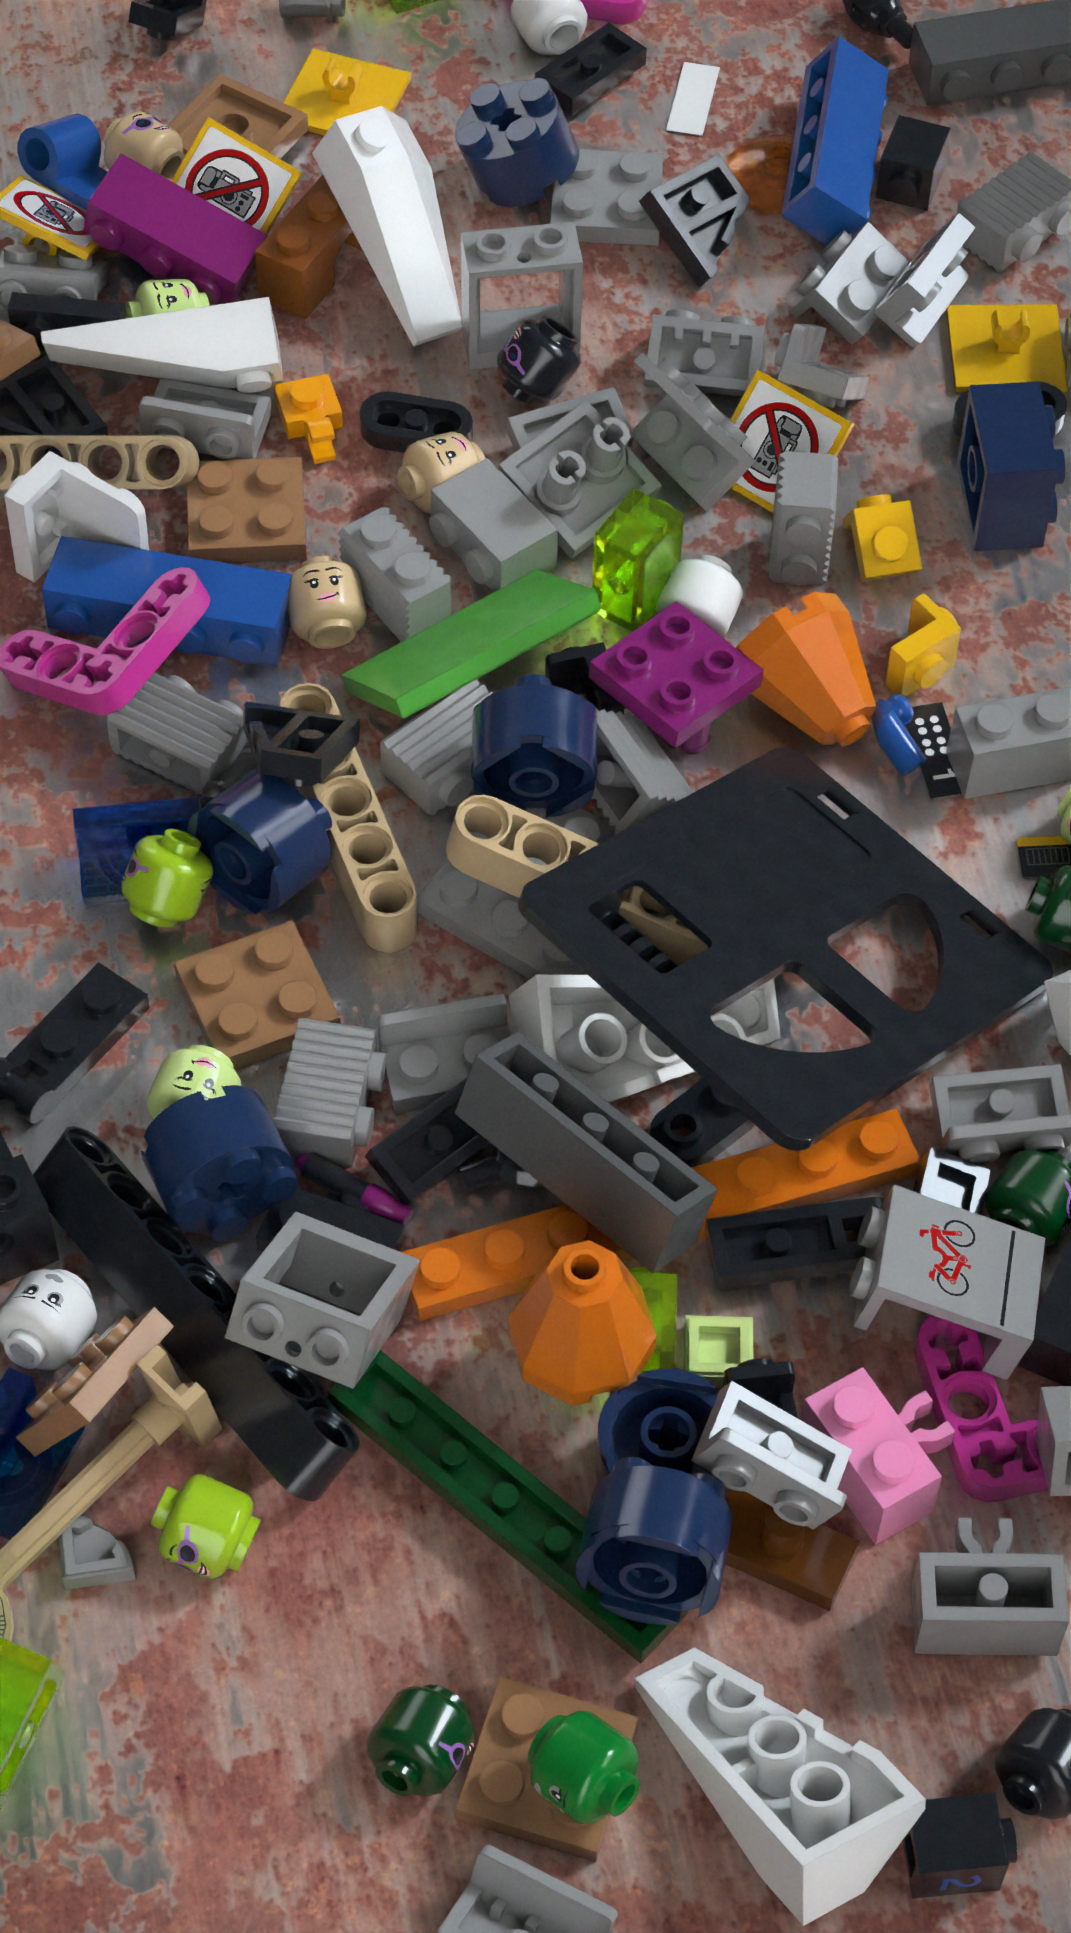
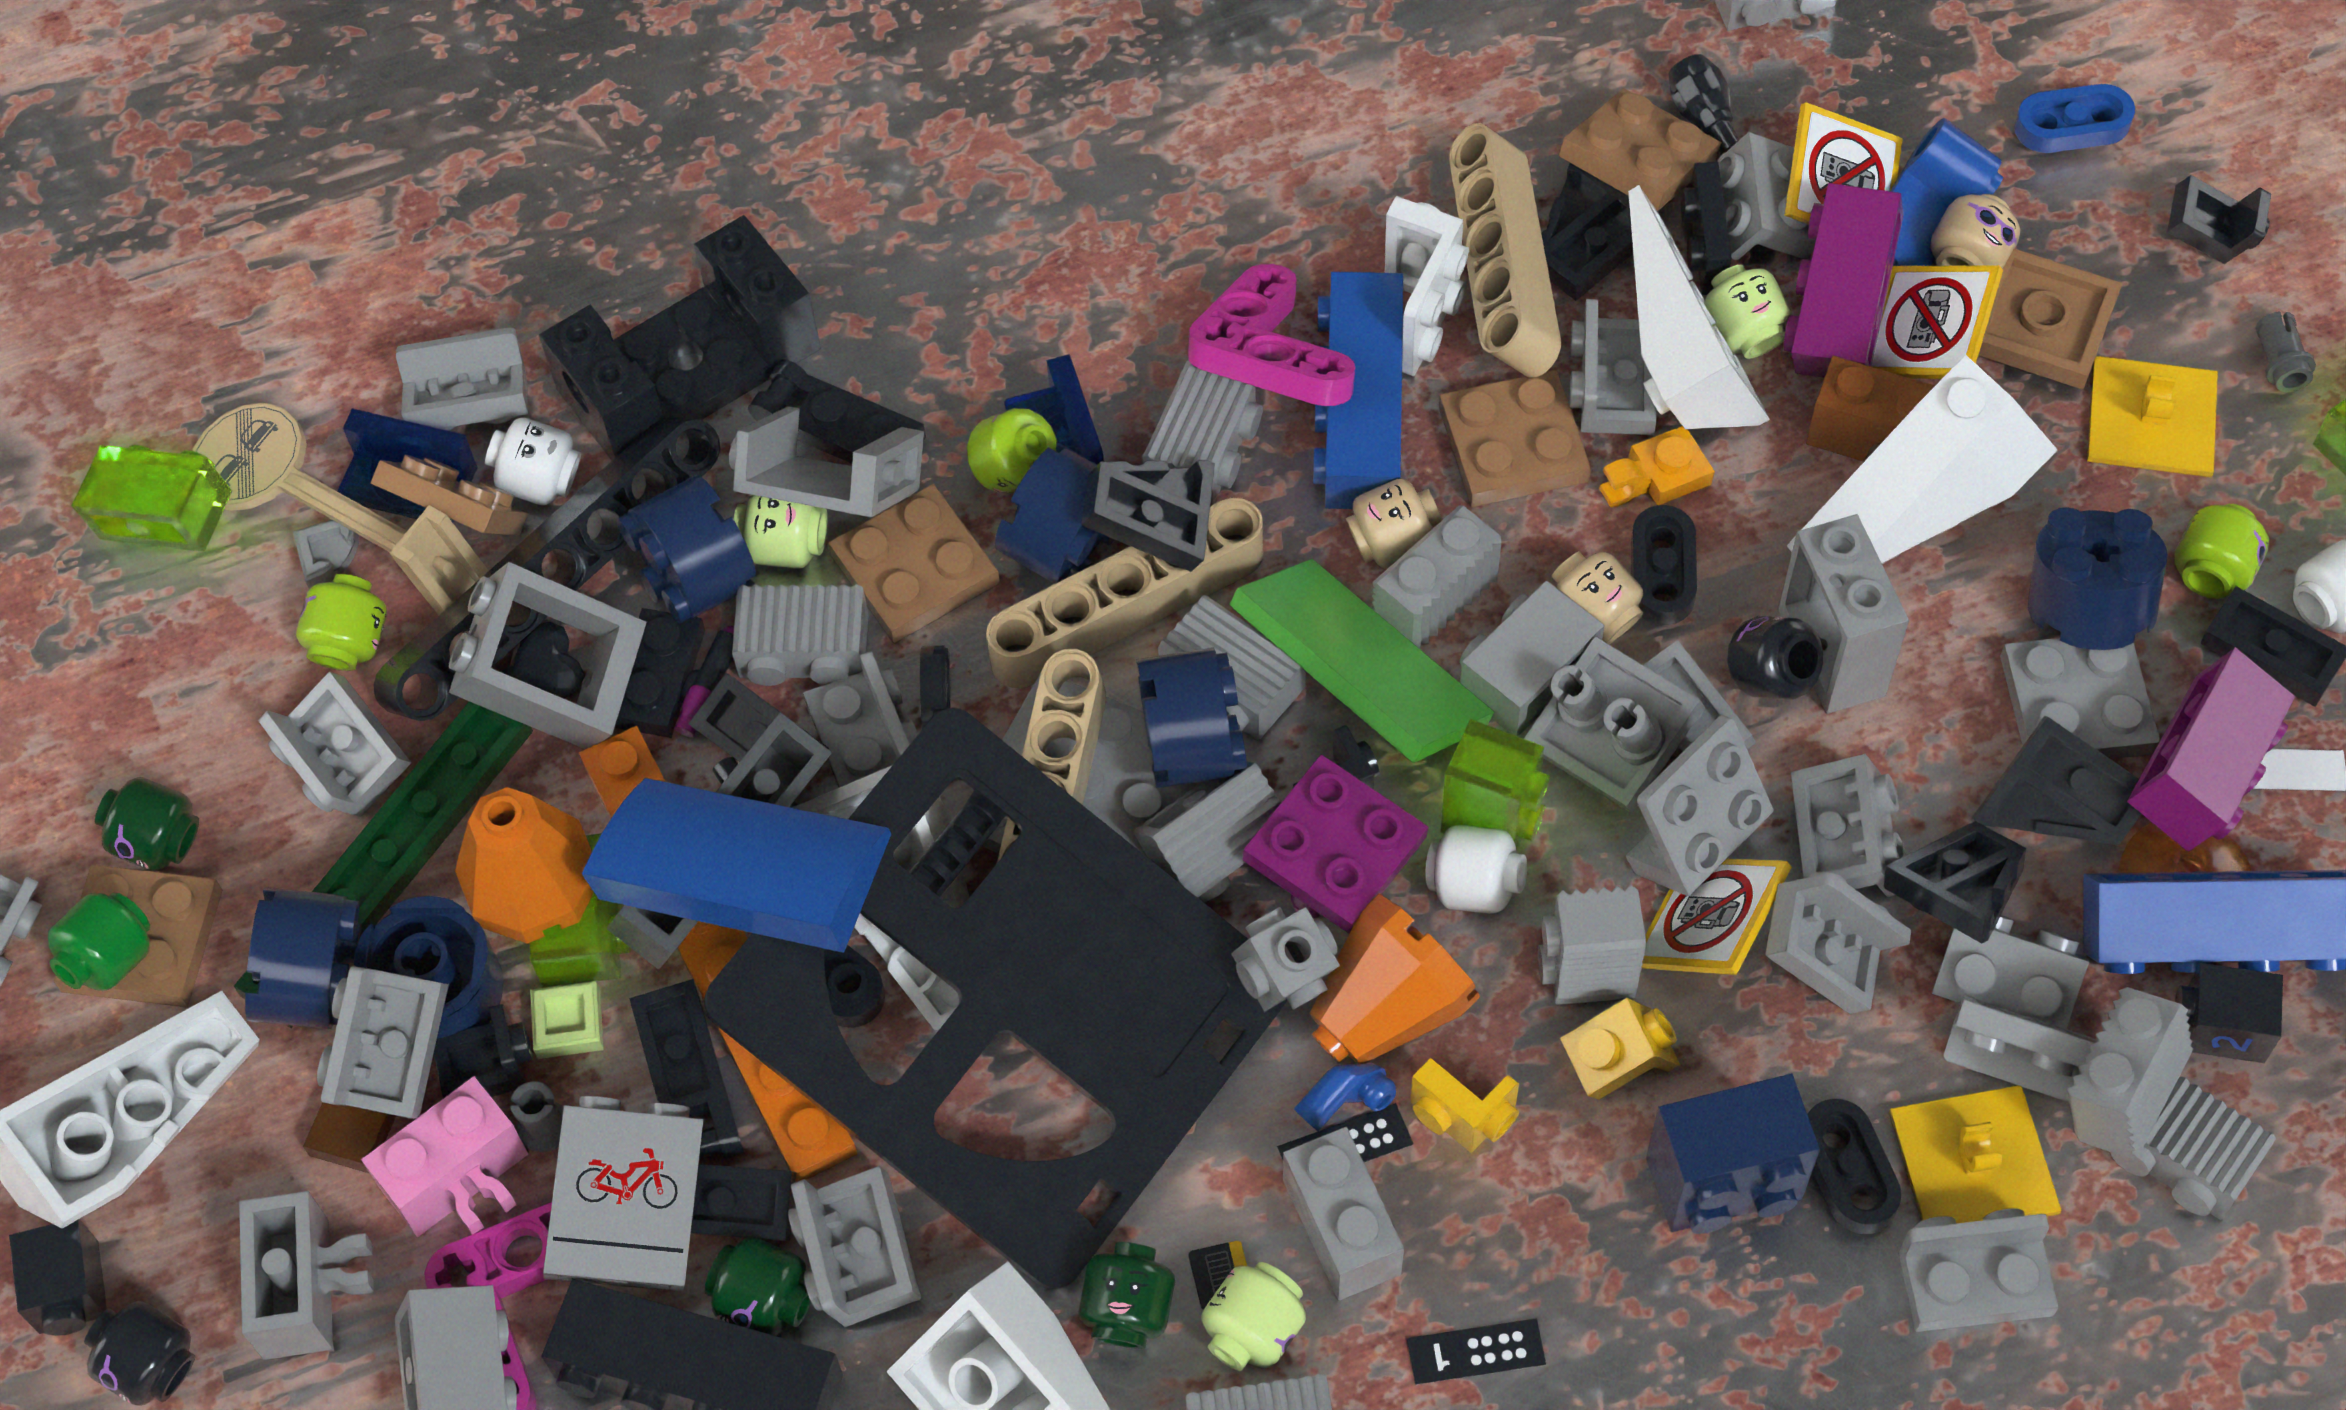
camera: 85 degrees right, 5 degrees up
(30, 70) = (2071, 118): none -> blue plate
(190, 993) = (878, 478): none -> light grey panel
(361, 1538) = (336, 747): none -> light grey bracket
(415, 983) = (934, 681): none -> black tile
(490, 63) = (2221, 550): none -> lime head
(657, 1086) = (737, 863): none -> blue slope
(692, 110) = (2213, 751): none -> magenta brick
(779, 282) = (1960, 878): none -> black wing
(786, 726) = (1269, 972): none -> light grey brick
(835, 1359) = (537, 1116): none -> dark grey pin
(999, 205) = (2130, 1072): none -> light grey brick

